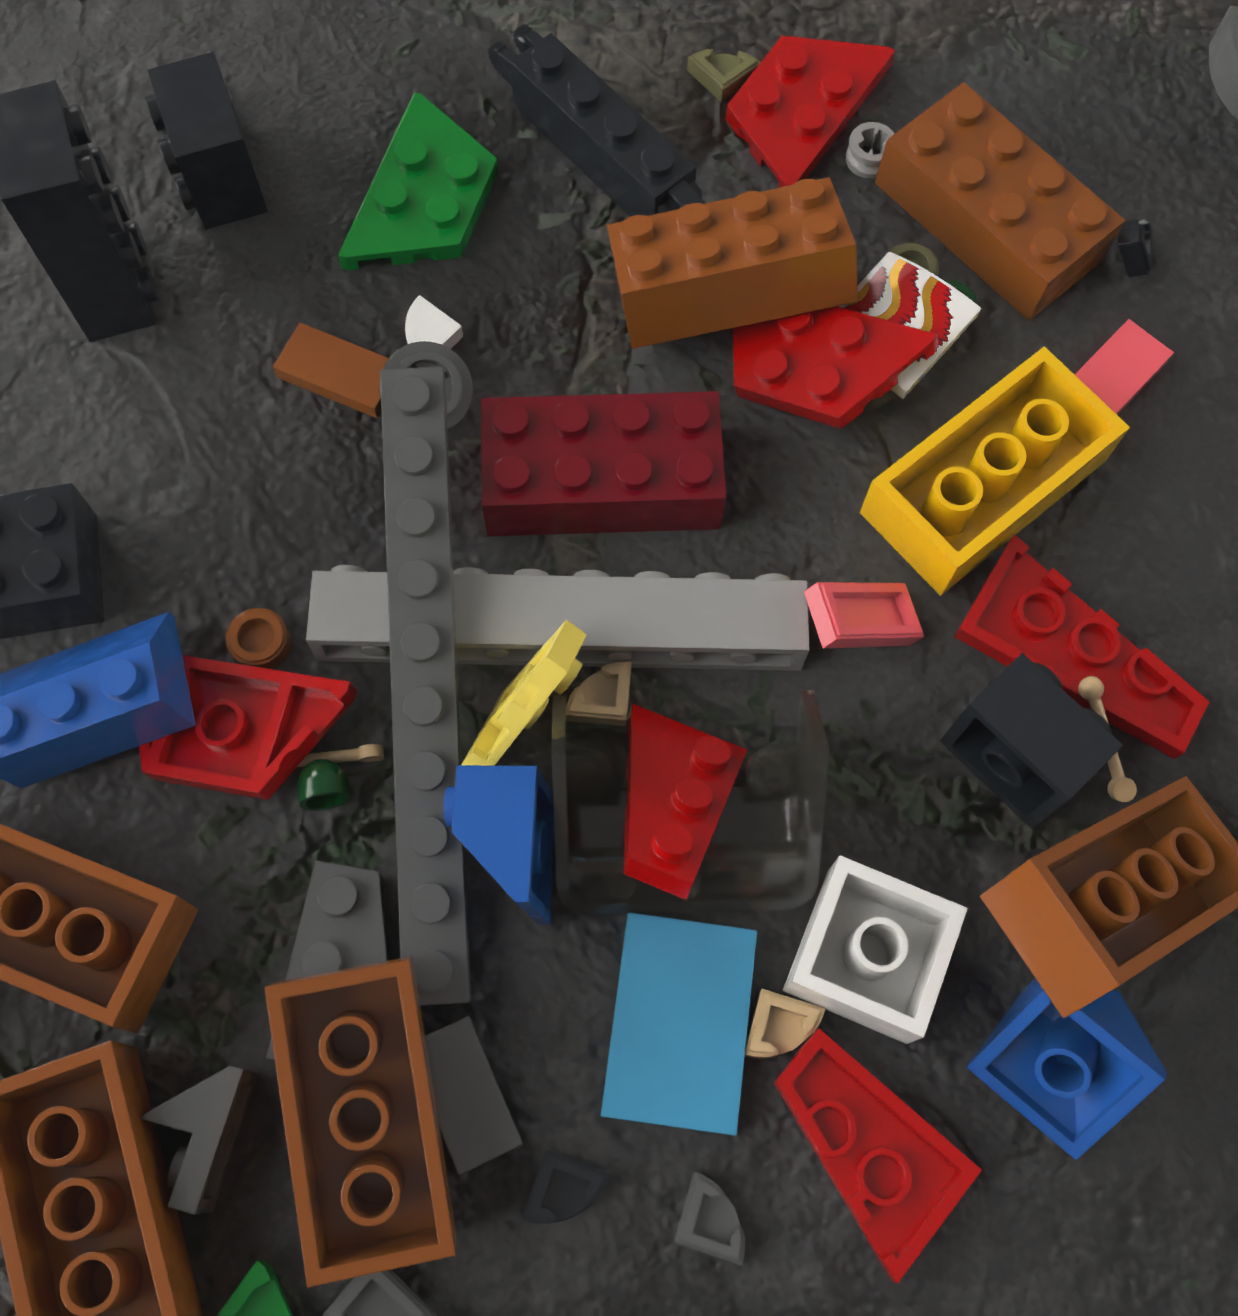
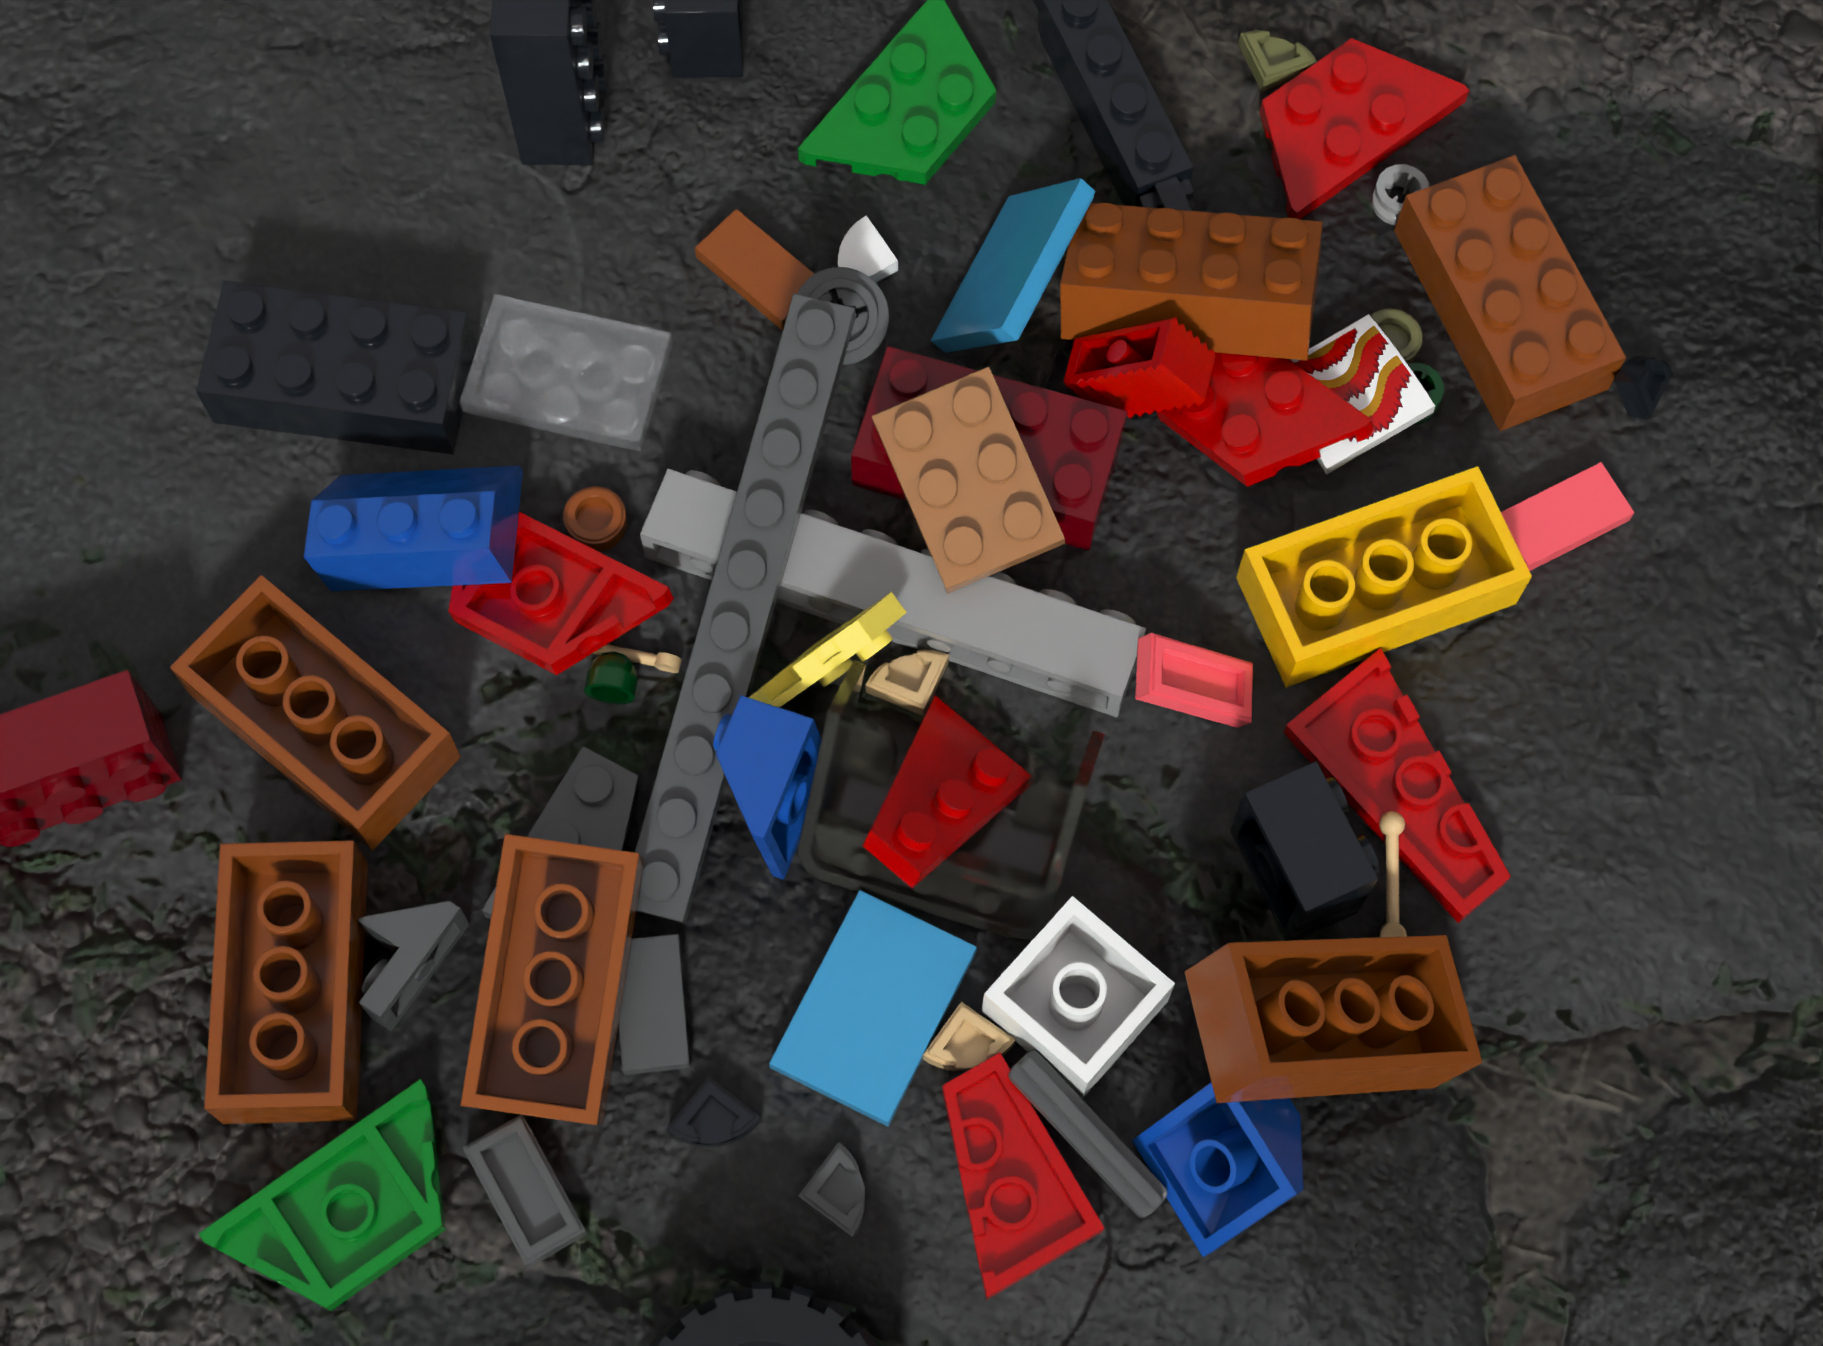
camera: 20 degrees right, 0 degrees up
(187, 513) = (567, 372): none -> clear plate
(569, 298) = (1013, 266): none -> dark azure tile
(600, 494) = (968, 480): none -> medium nougat plate
(717, 348) = (1141, 368): none -> red brick
(929, 1080) = (1087, 1134): none -> dark grey axle

